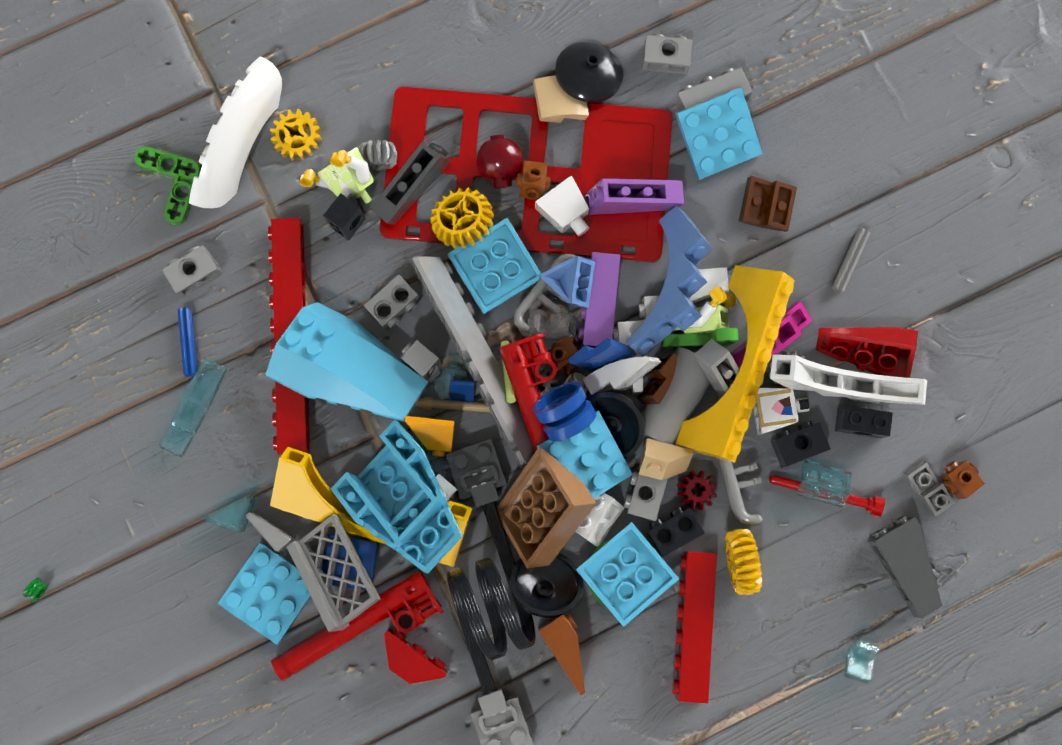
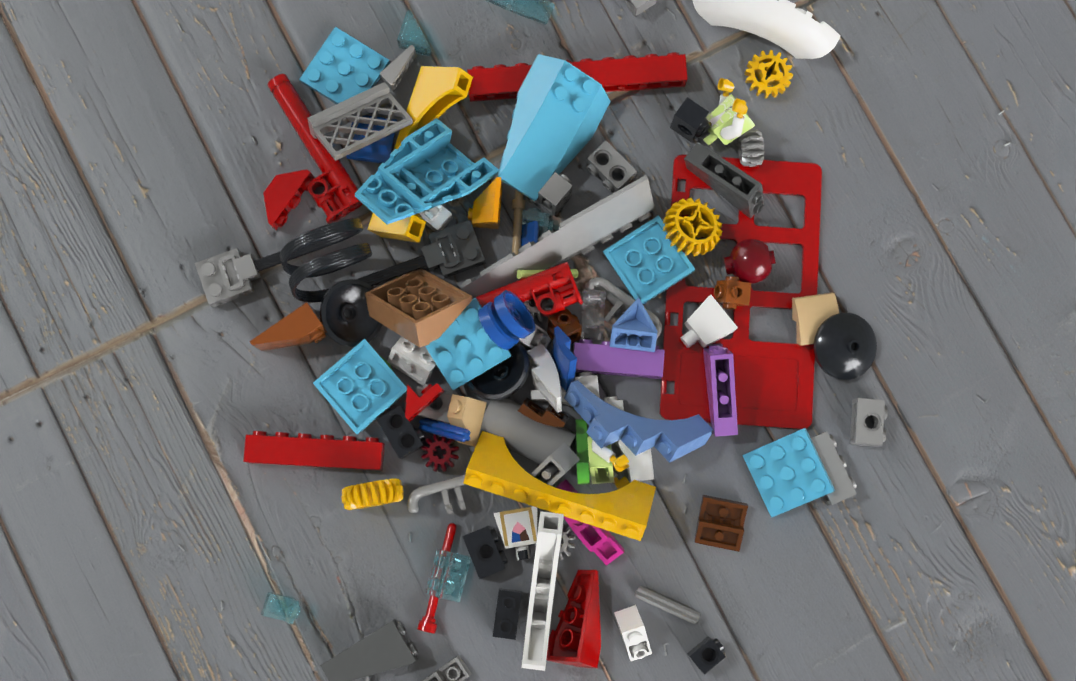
camera: 90 degrees right, 0 degrees up
(649, 511) = (416, 405): none -> red slope
(675, 483) = (444, 429): none -> blue axle
(880, 294) = (633, 633): none -> white slope
(909, 219) = (696, 654): none -> black brick

